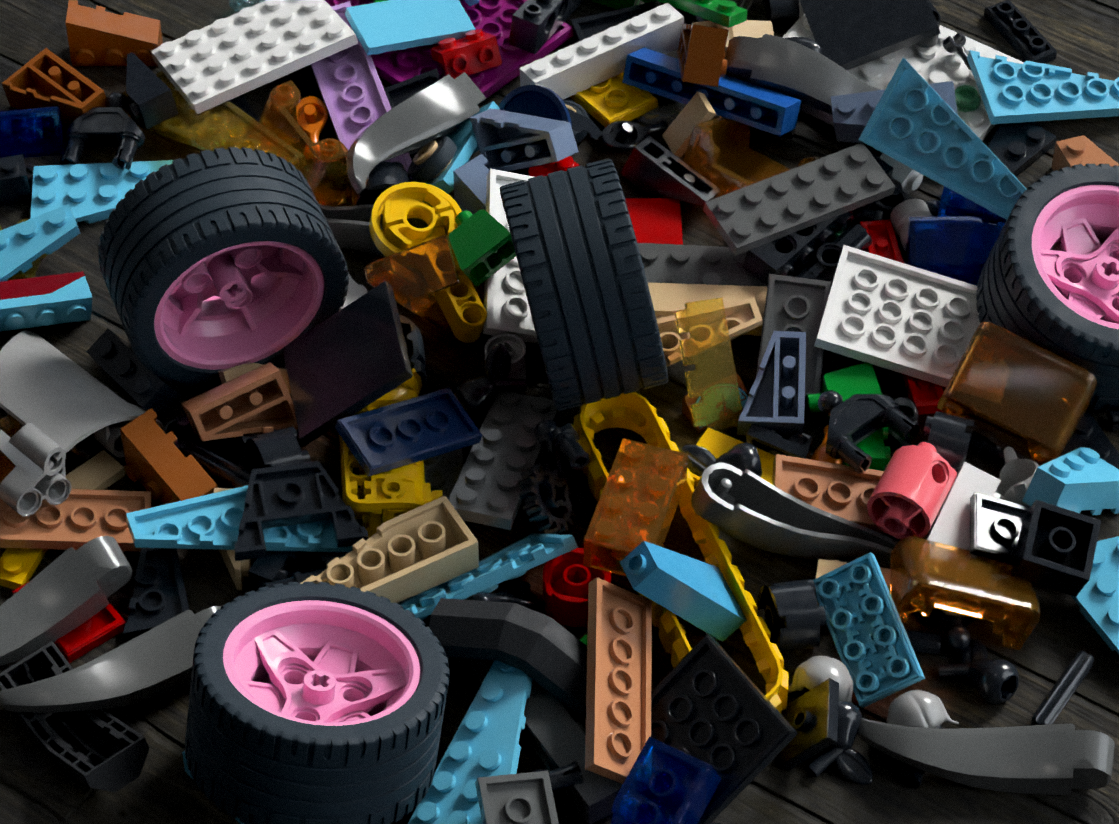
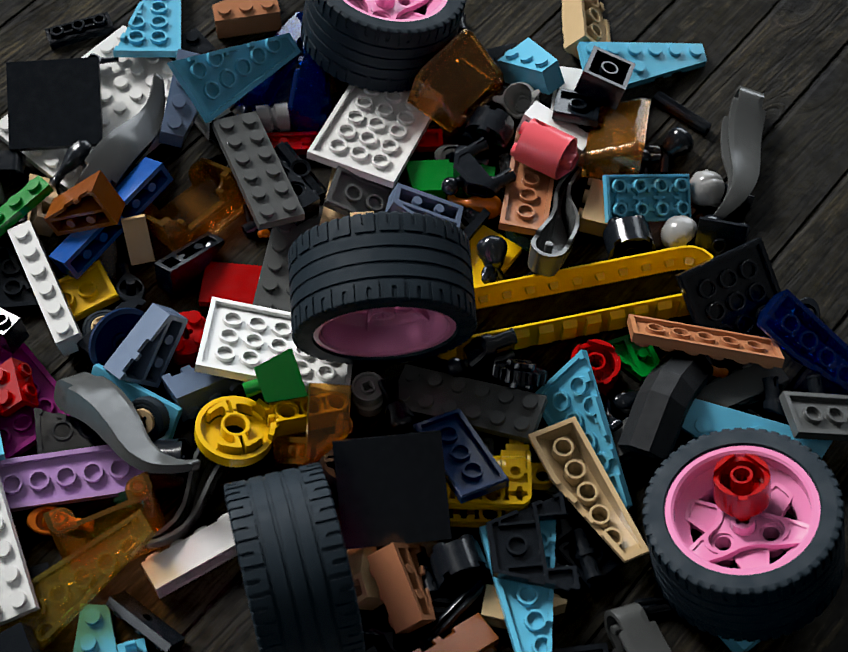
camera: 85 degrees left, 10 degrees up
(355, 665) = (742, 486): none -> red brick
(634, 503) = (557, 307): clear orange brick -> none
(685, 588) = (622, 289): dark azure slope -> none
(967, 98) = (153, 65): clear green plate -> none

